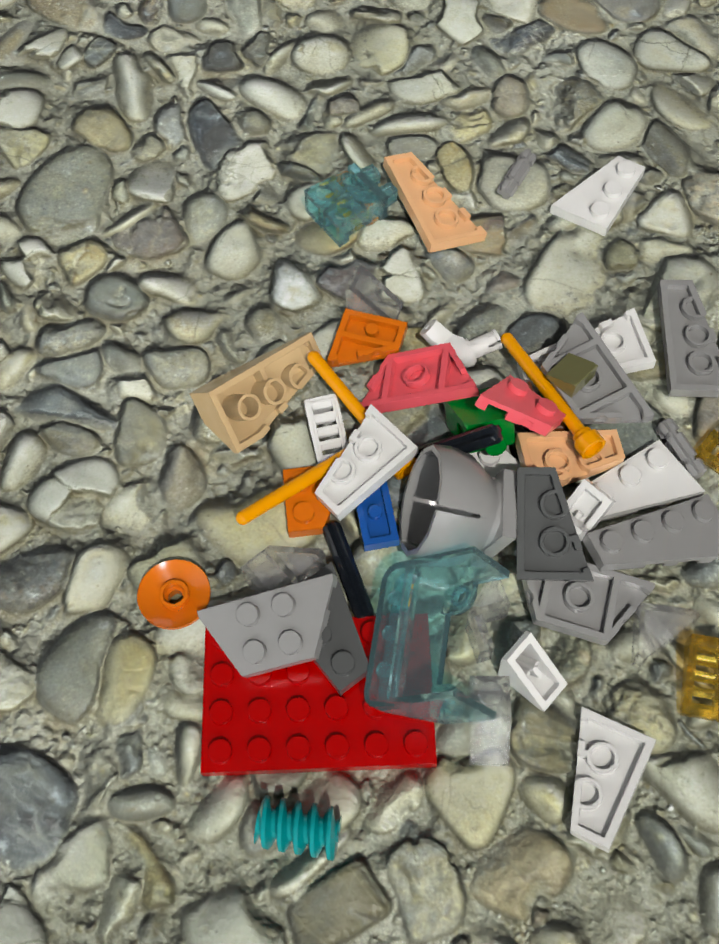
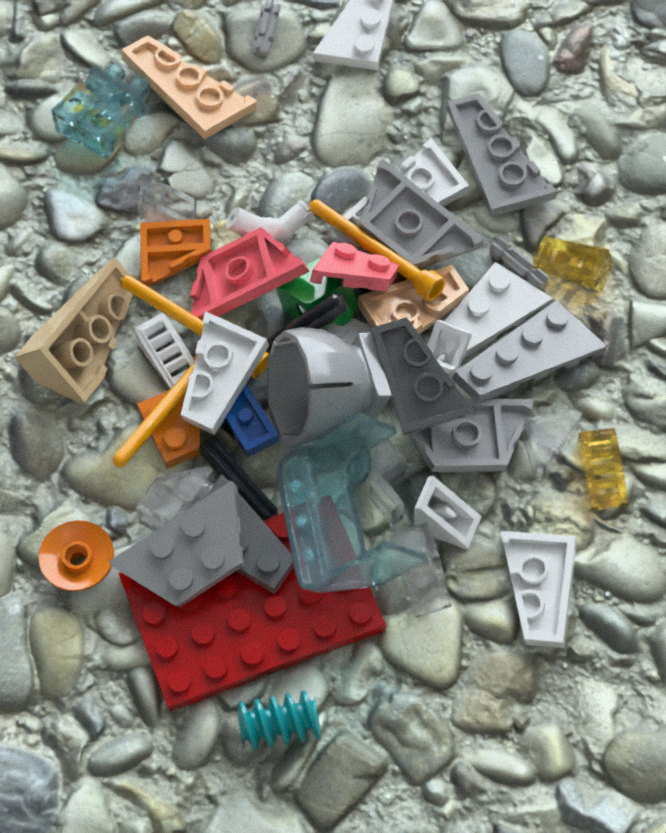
camera: 20 degrees left, 0 degrees up
(572, 374) = (392, 222): olive slope -> none

